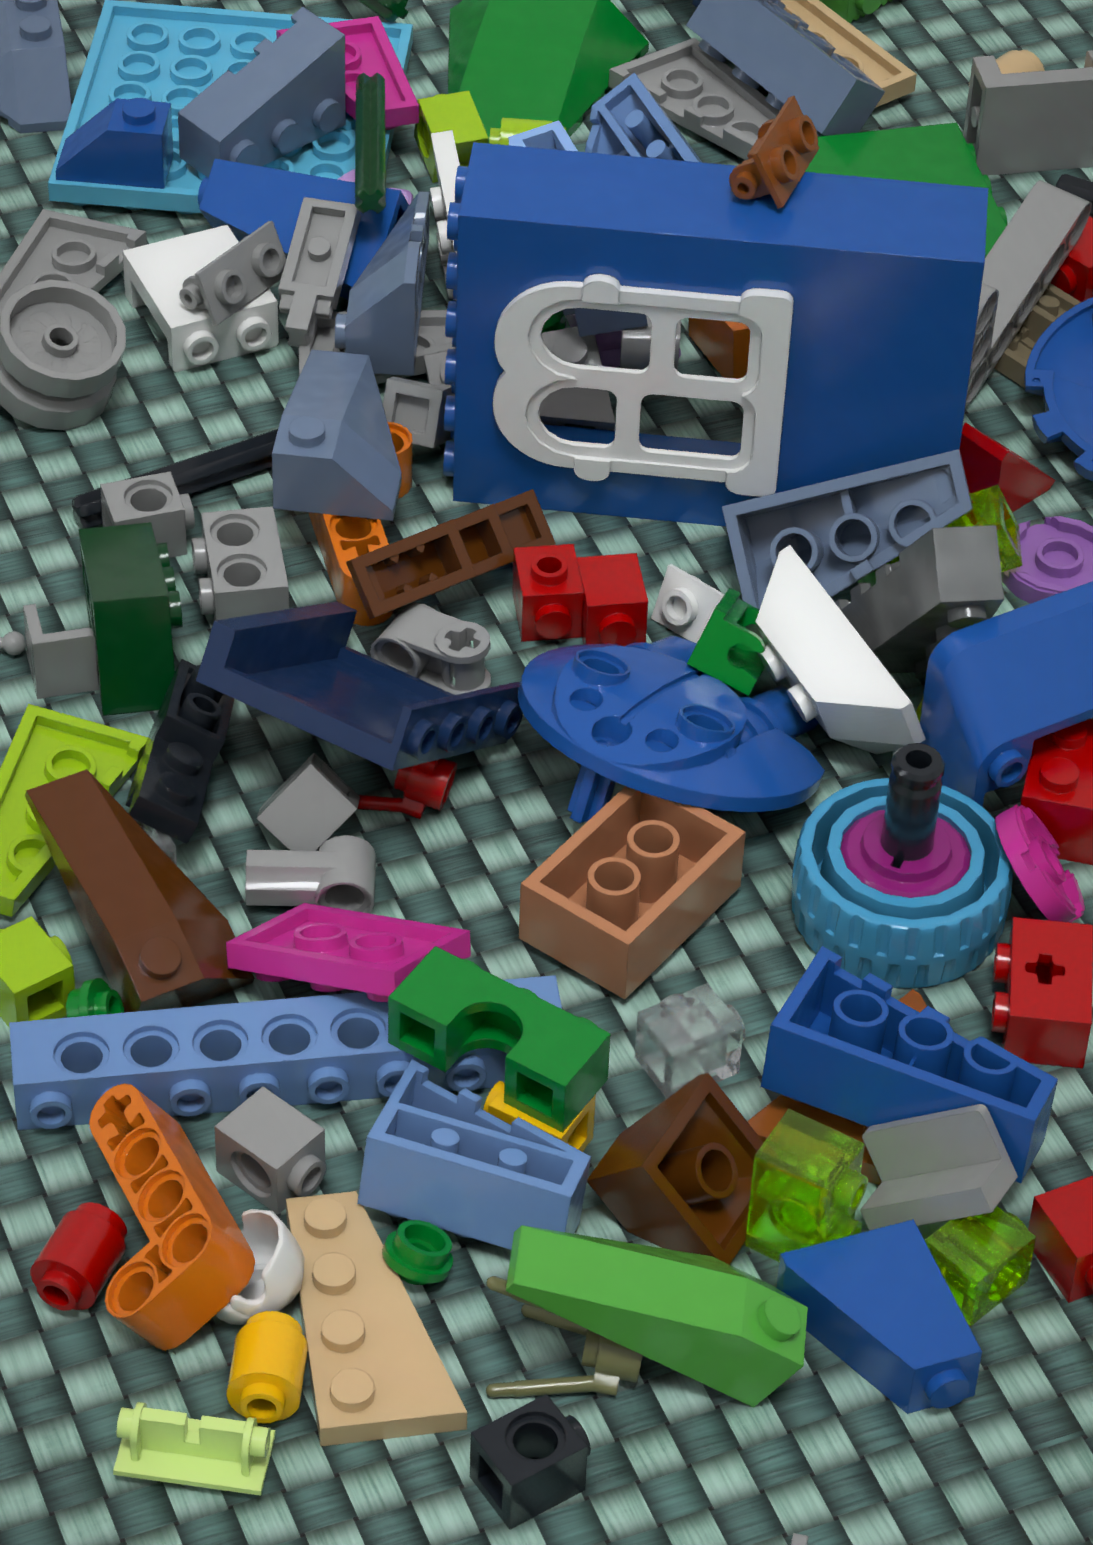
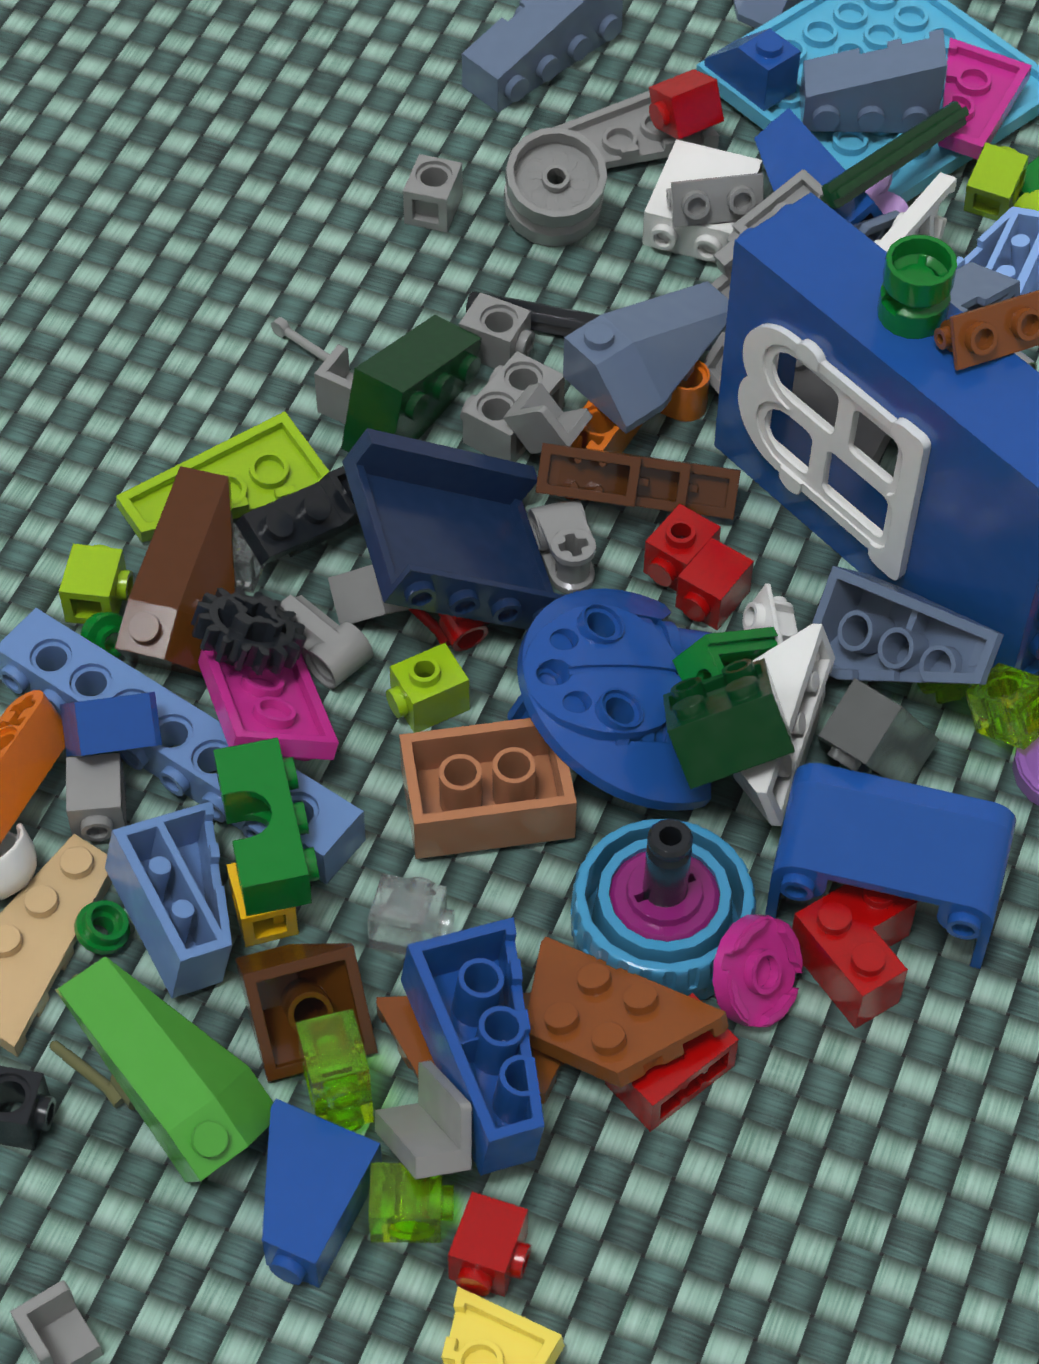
camera: 45 degrees right, 10 degrees up
(101, 212) = (685, 104): none -> red brick
(225, 1068) = (110, 724): none -> blue slope
(264, 894) = (248, 631): none -> black gear
(312, 558) = (540, 420): none -> light grey panel
(467, 848) = (428, 688): none -> lime brick
(685, 152) = (916, 286): none -> green wheel
(819, 663) = (726, 722): none -> dark green slope
(988, 977) = (610, 1018): none -> dark orange wing

